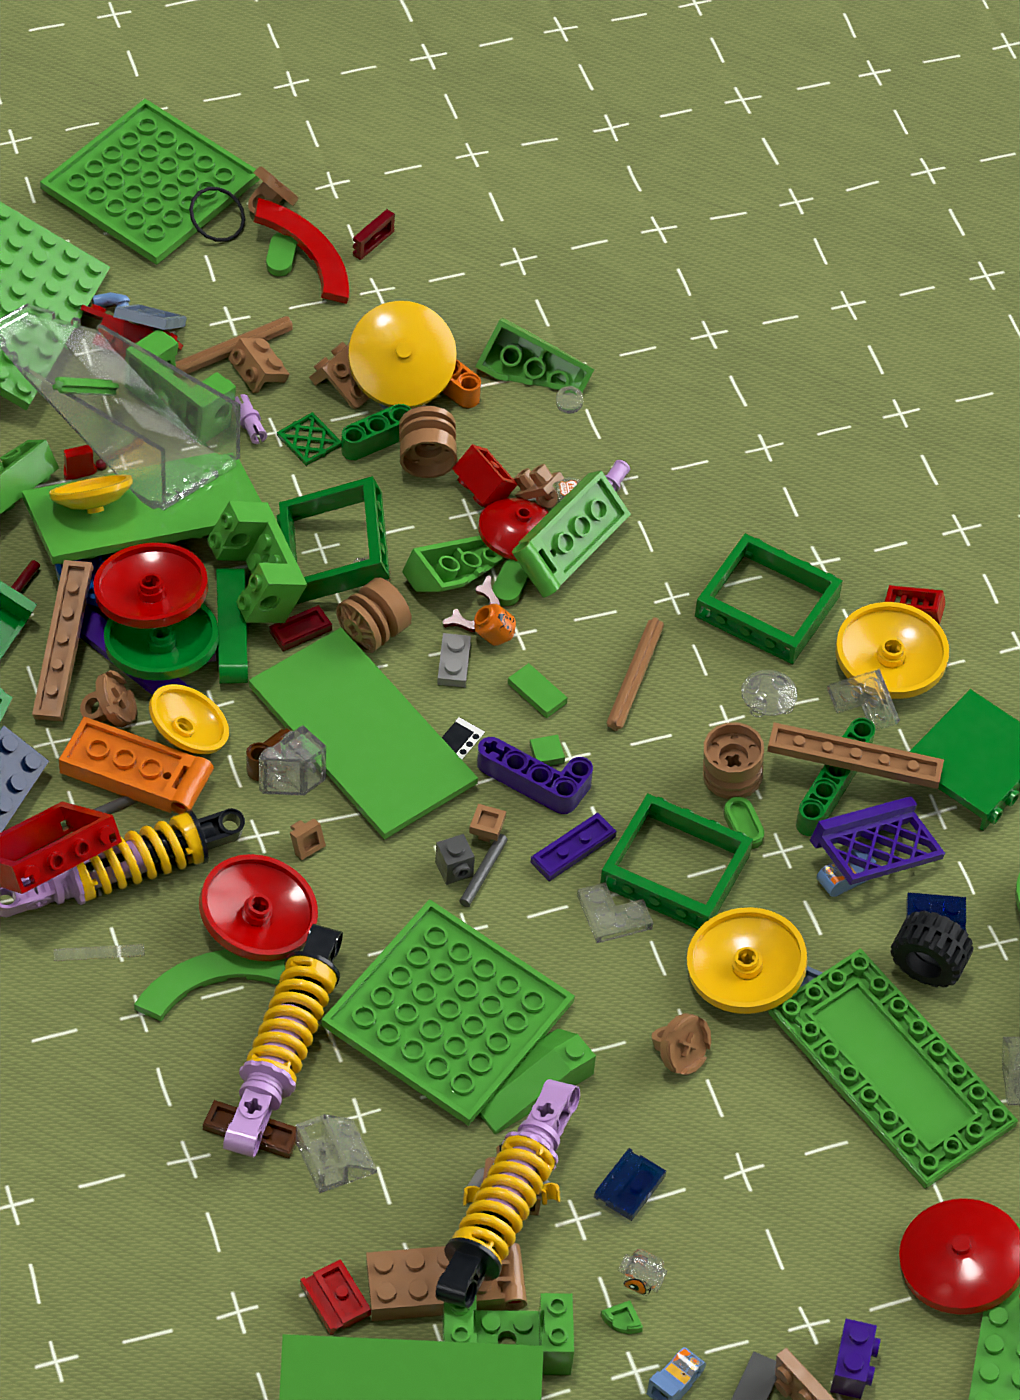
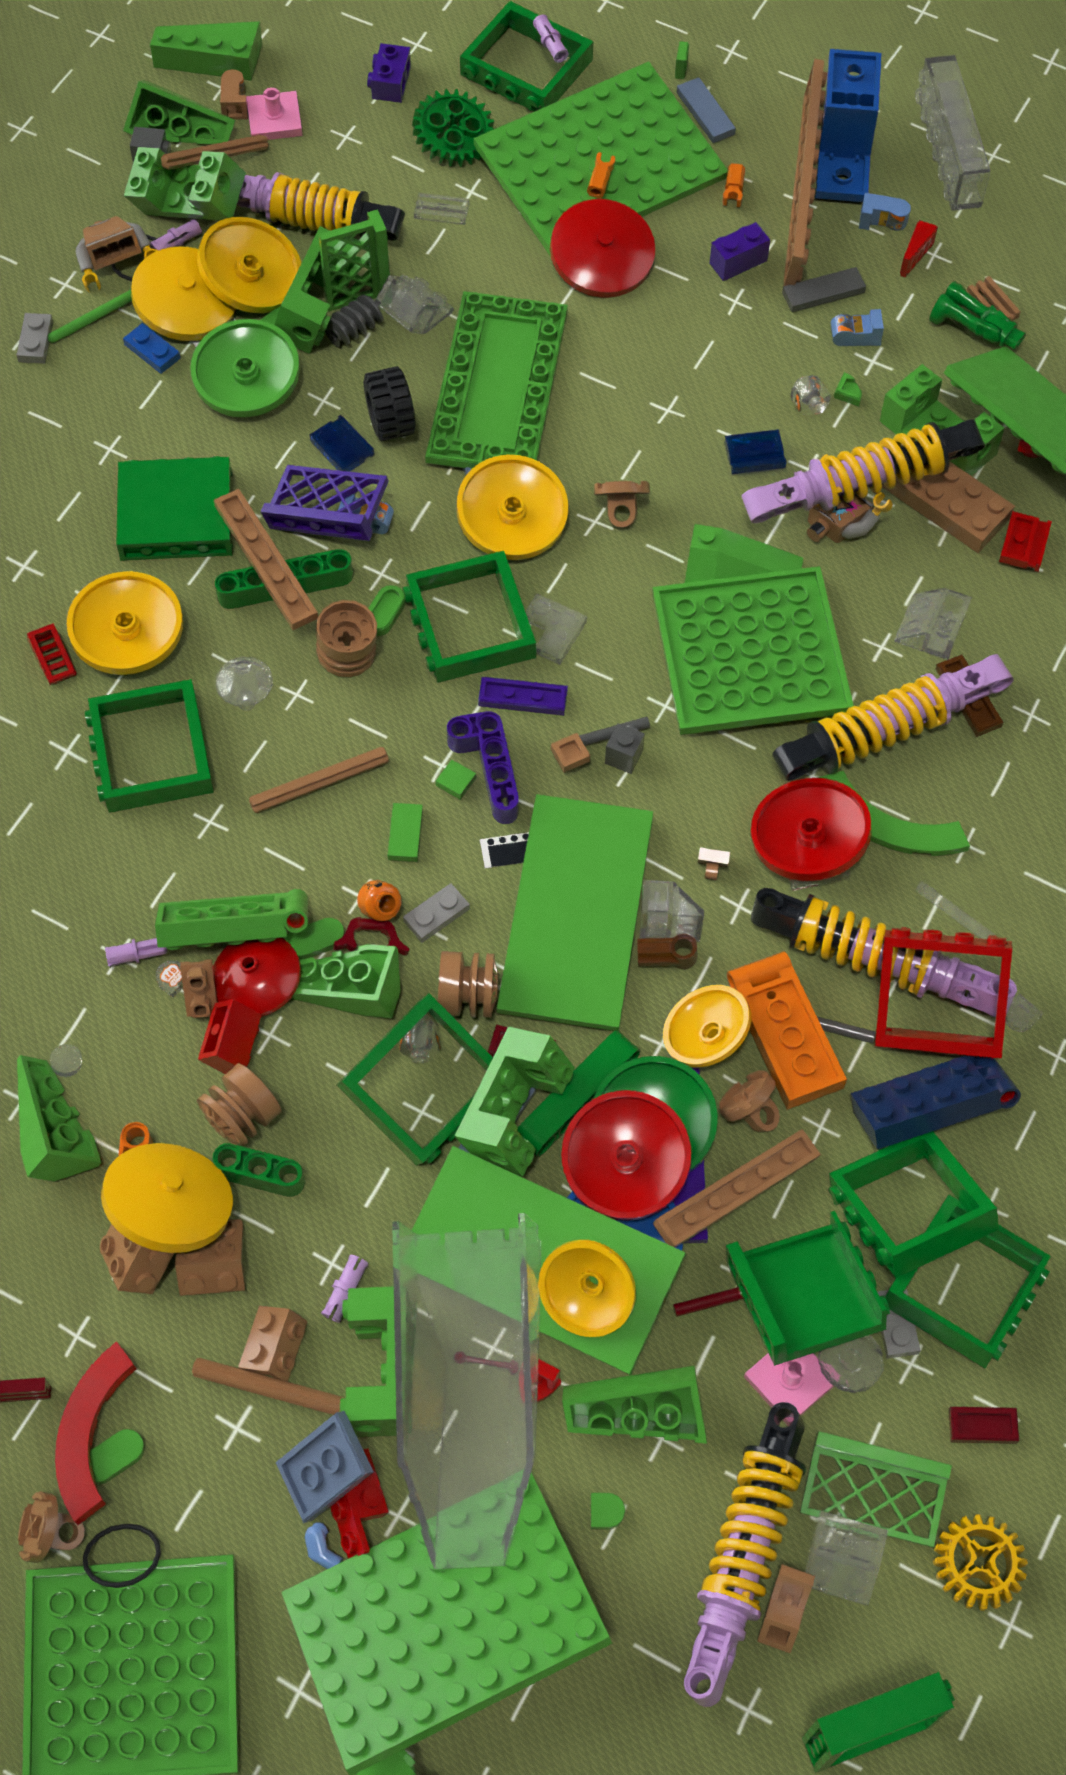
camera: 130 degrees left, 10 degrees up
(85, 386) = (496, 1385): bright green axle -> none
(322, 428) = (318, 1203): green window -> none
(870, 693) = (190, 598): clear plate -> none

